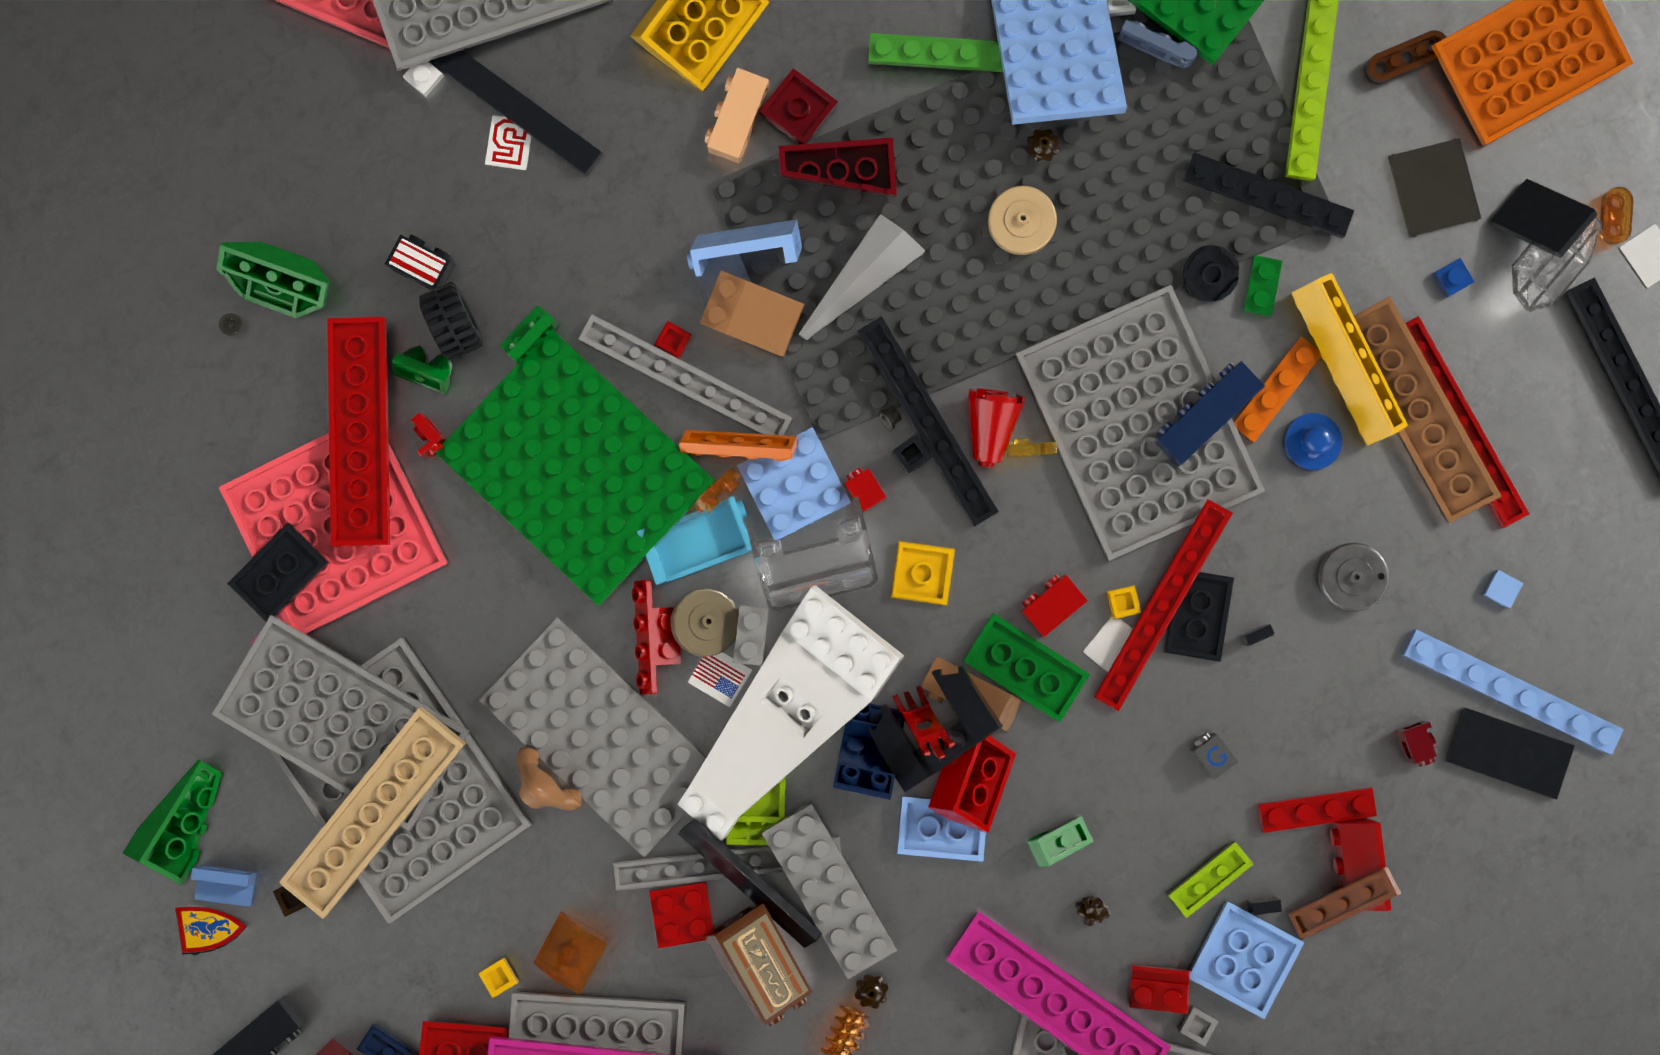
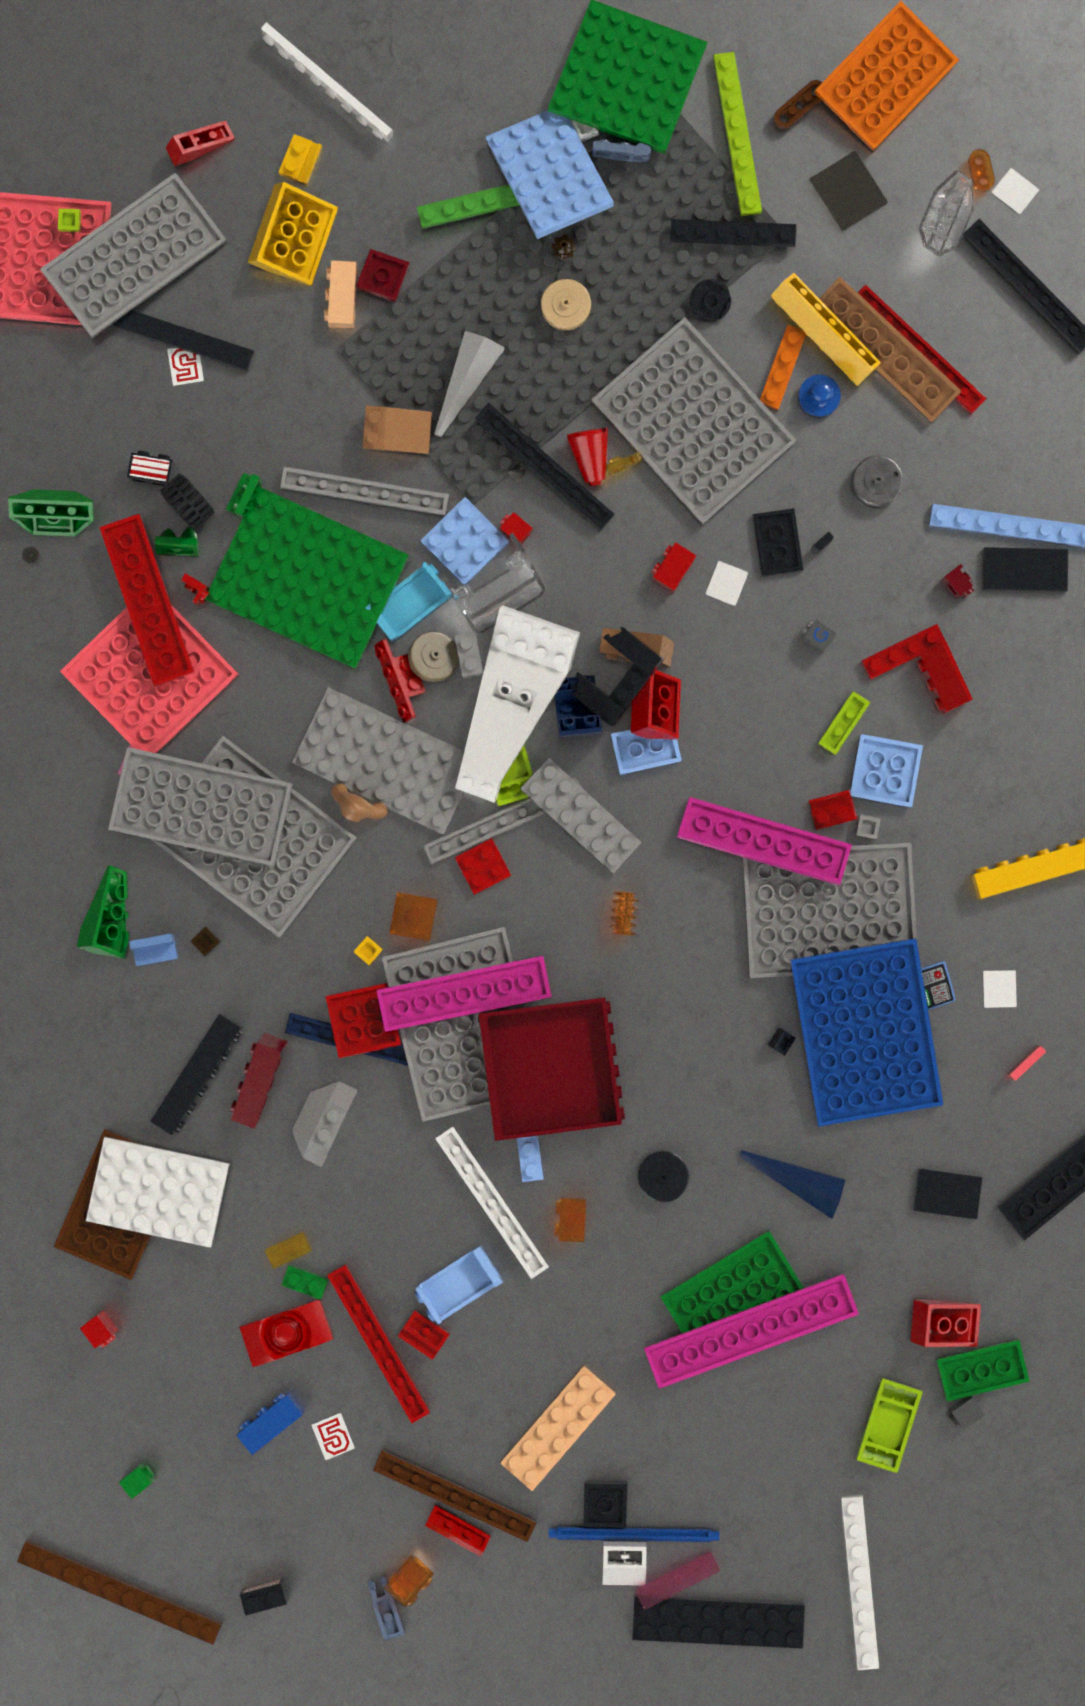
camera: 25 degrees left, 0 degrees up
(205, 929) = (152, 982): shield -> none
(278, 572) = (122, 716): black tile -> none
(372, 812) = (244, 859): tan plate -> none
(423, 77) = (110, 338): white plate -> none
(673, 340) = (346, 466): red tile -> none
(709, 499) = (417, 555): clear orange plate -> none
(720, 677) = (456, 693): sticker -> none
(738, 444) = (425, 522): orange plate -> none
(745, 240) = (376, 379): light blue panel -> none
(749, 883) = (523, 827): black tile -> none
(759, 964) = (548, 880): slope -> none
(849, 165) = (430, 304): dark red wedge -> none
(871, 991) = (632, 876): dark brown plant -> none
(911, 454) = (540, 493): black brick -> none
(920, 714) = (607, 669): red piece -> none
(922, 573) = (575, 574): yellow tile -> none
(1026, 667) = (668, 616): green plate -> none
(1059, 842) = (731, 730): plate -> none
(1092, 910) = (768, 770): dark brown plant -> none
(1123, 602) = (722, 550): yellow tile -> none
(1163, 605) = (750, 542): red tile -> none
(1209, 413) = (739, 398): dark blue brick -> none
(1262, 286) = (749, 298): green plate -> none
(1264, 905) = (884, 730): black tile -> none
(1344, 903) = (940, 707): dark orange tile -> none
(1453, 277) = (881, 249): blue plate -> none
(1502, 589) = (984, 456): light blue tile -> none
(1544, 218) = (929, 187): black tile -> none

